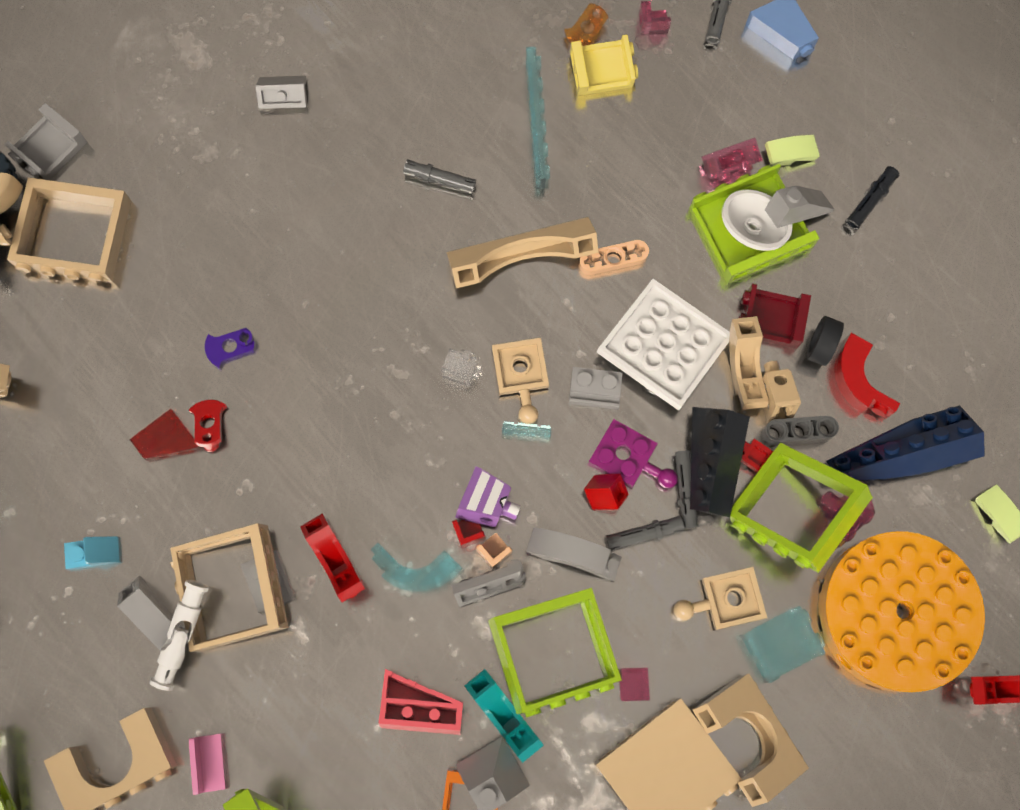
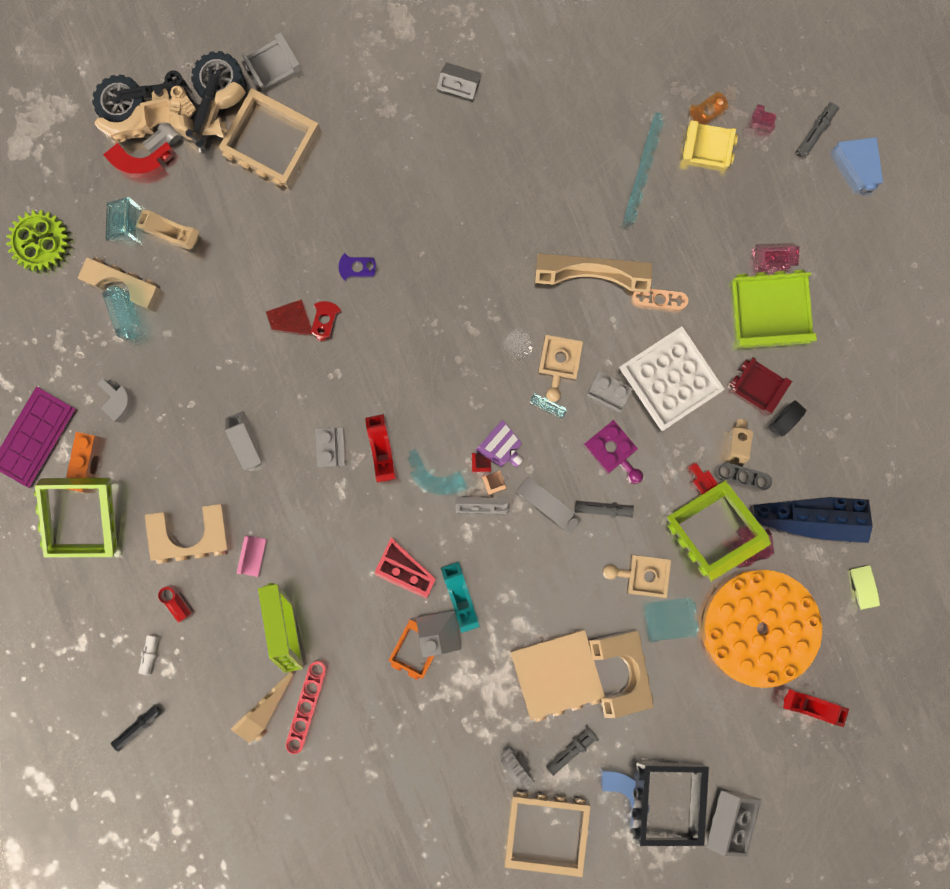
camera: 30 degrees right, 10 degrees up
(92, 552) = (216, 383): medium azure slope -> none
(173, 651) = (253, 472): white piece -> none
(267, 578) = (331, 448): tan window -> none
(439, 176) = (553, 190): dark grey pin -> none
(599, 639) = (545, 568): lime window -> none
(606, 491) = (588, 470): red panel -> none
(634, 684) = (557, 608): clear pink panel -> none
(683, 462) = (646, 488): dark grey pin -> none
(716, 458) = (674, 475): black wedge -> none
(745, 362) = (724, 414): tan arch -> none
(750, 224) = (780, 304): white dish -> none
(792, 149) = (826, 262): yellowish green slope -> none
(796, 205) = (811, 309): light grey slope -> none
(853, 382) = (797, 453): red arch -> none
(877, 190) = (878, 317): black pin -> none

